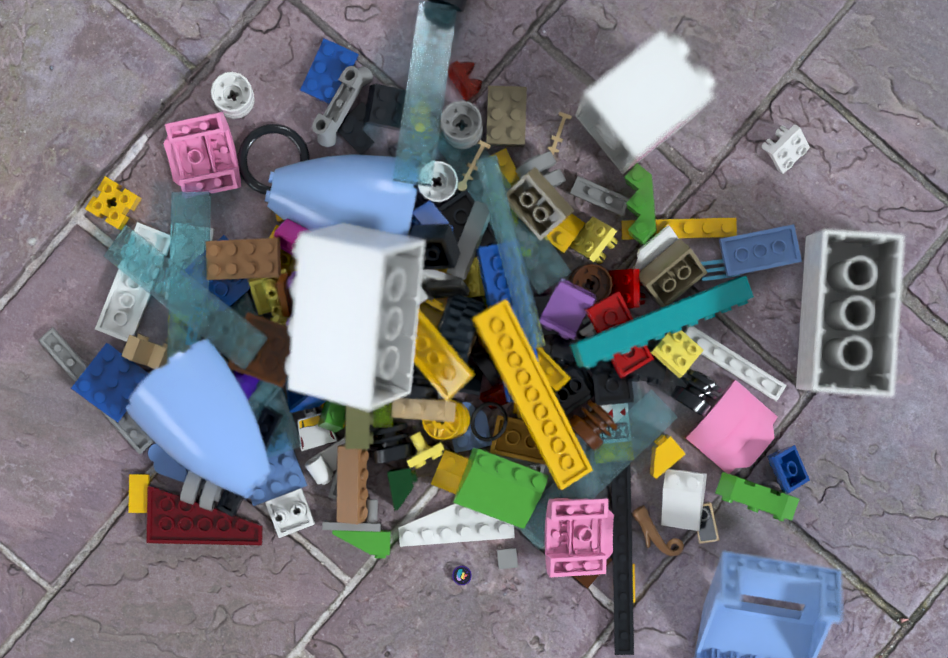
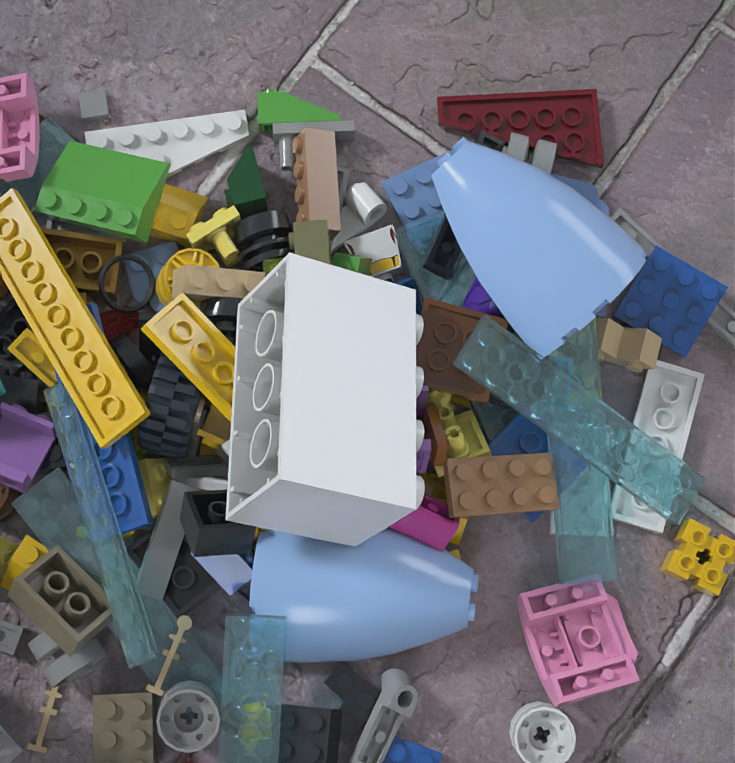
camera: 170 degrees right, 10 degrees down
(138, 492) = (615, 156): yellow tile -> none
(252, 137) = (509, 672): black wedge -> none
(290, 513) = (401, 143): white plate -> none
(448, 182) = (207, 621): white wheel -> none
(462, 575) = (156, 78): tile -> none
(507, 166) = (118, 662): yellow plate -> none

